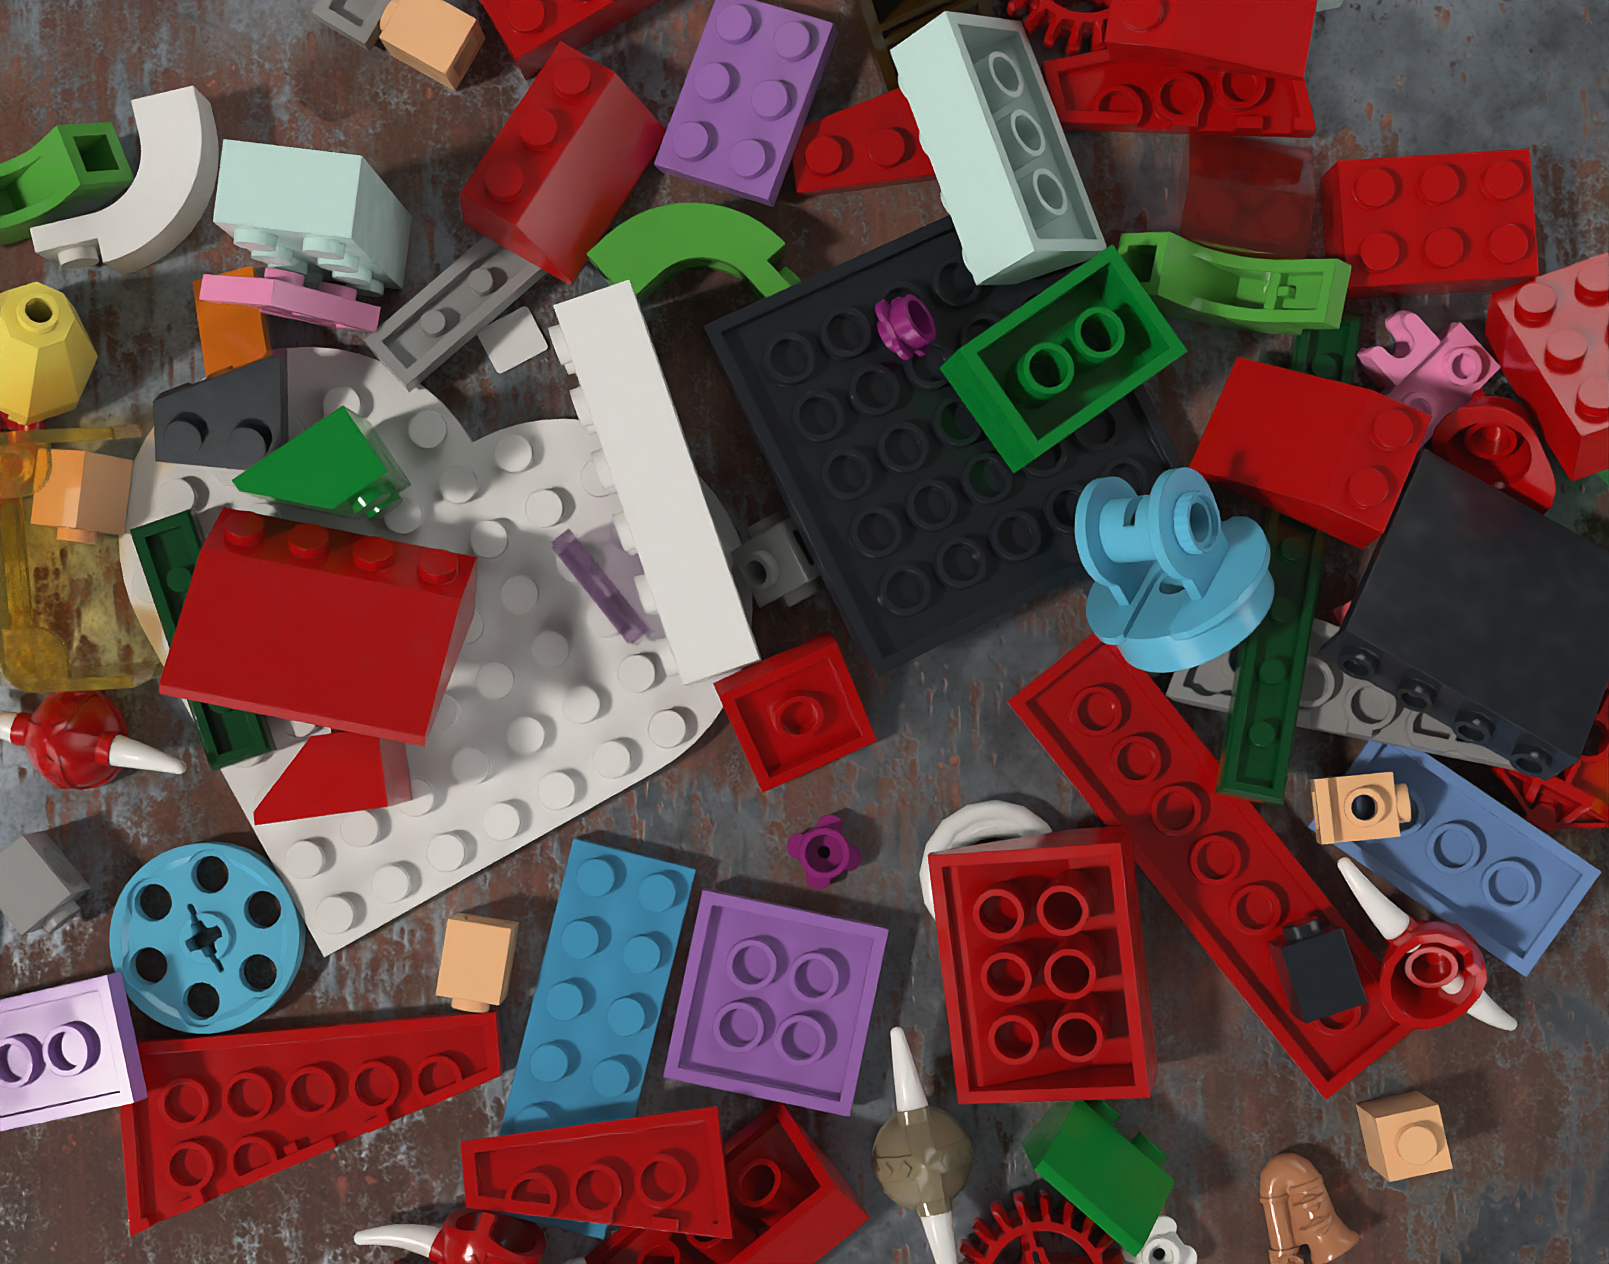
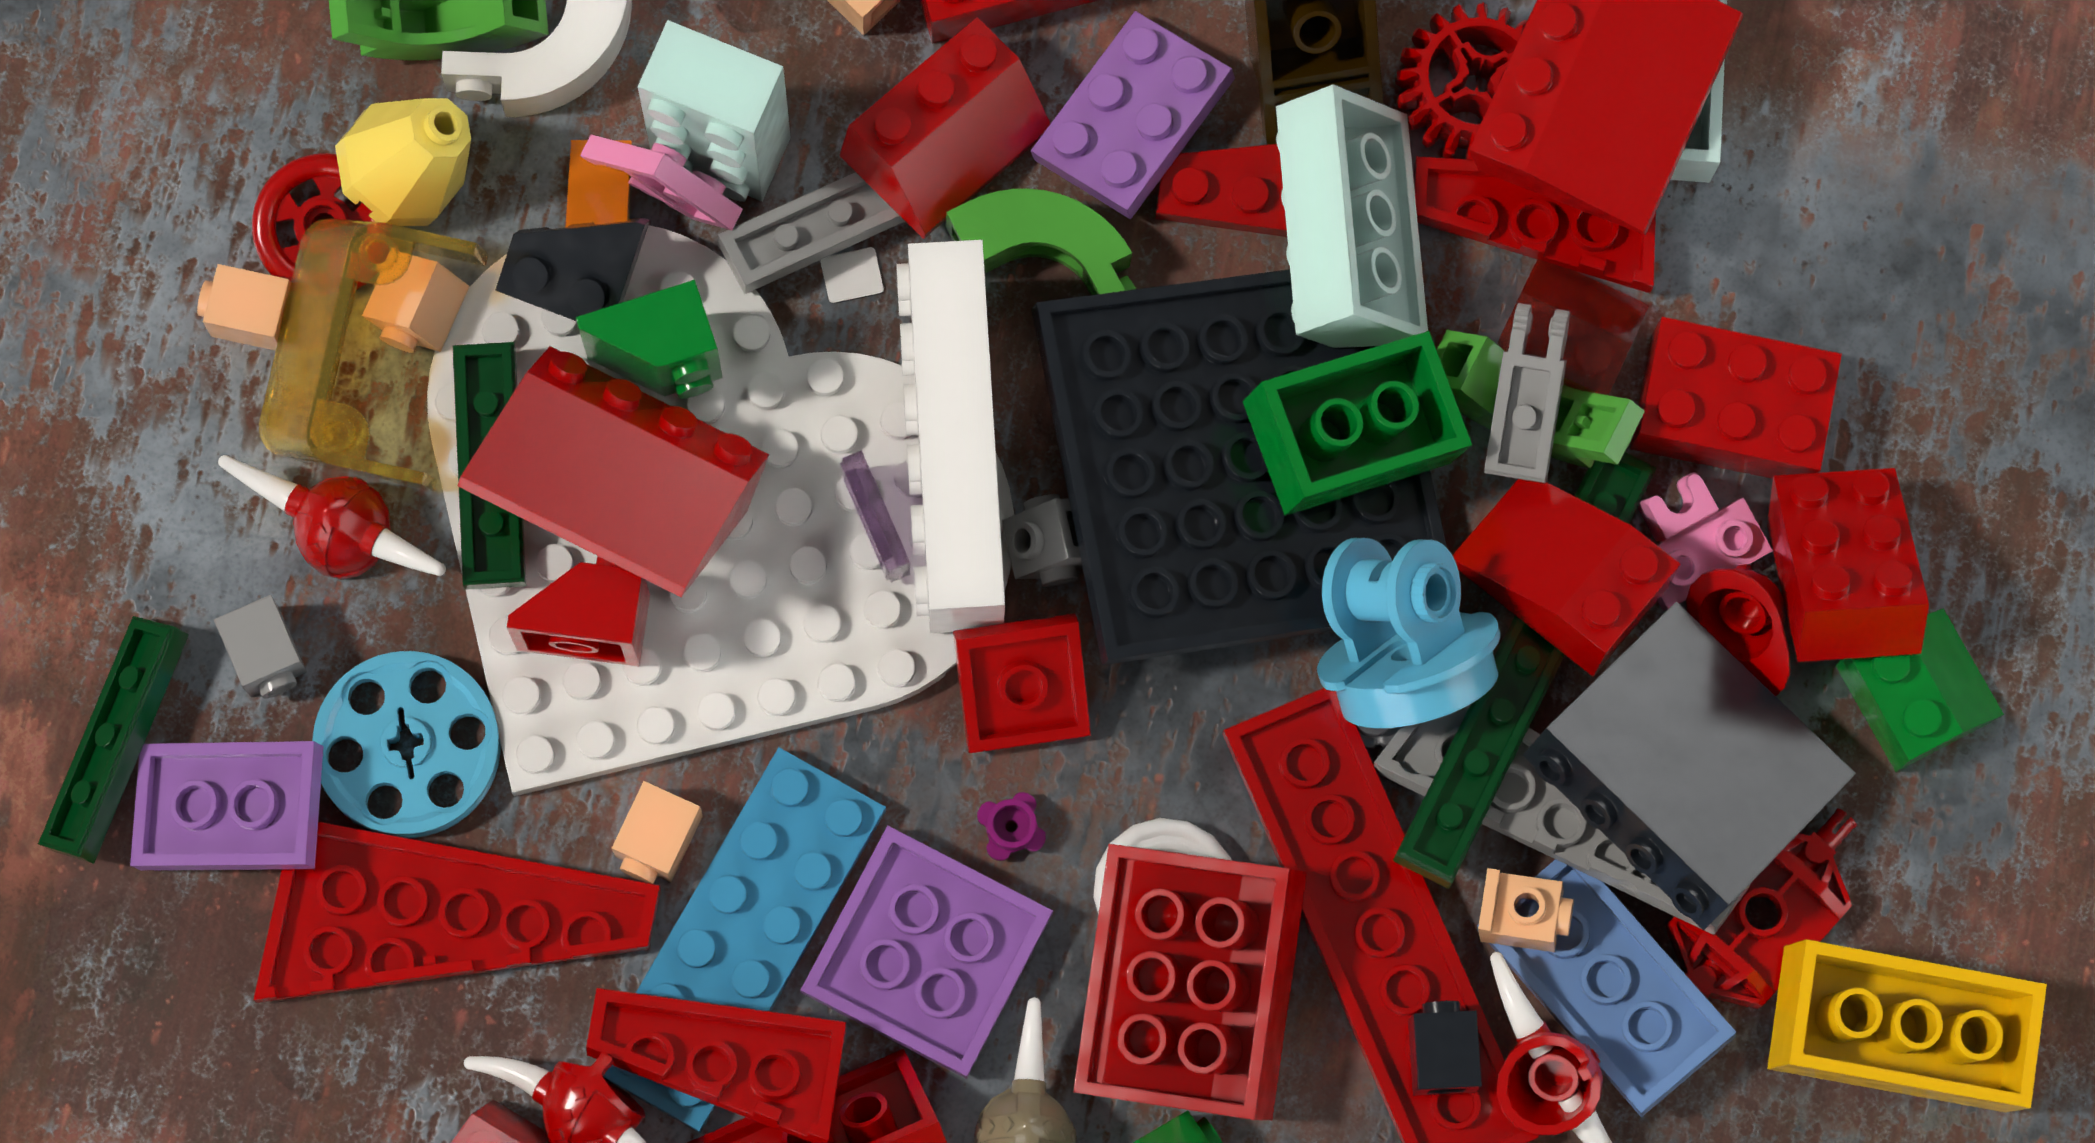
camera: 10 degrees right, 10 degrees down
(905, 326) = (1221, 354): magenta plate -> none
(1228, 287) = (1527, 401): none -> light grey hinge

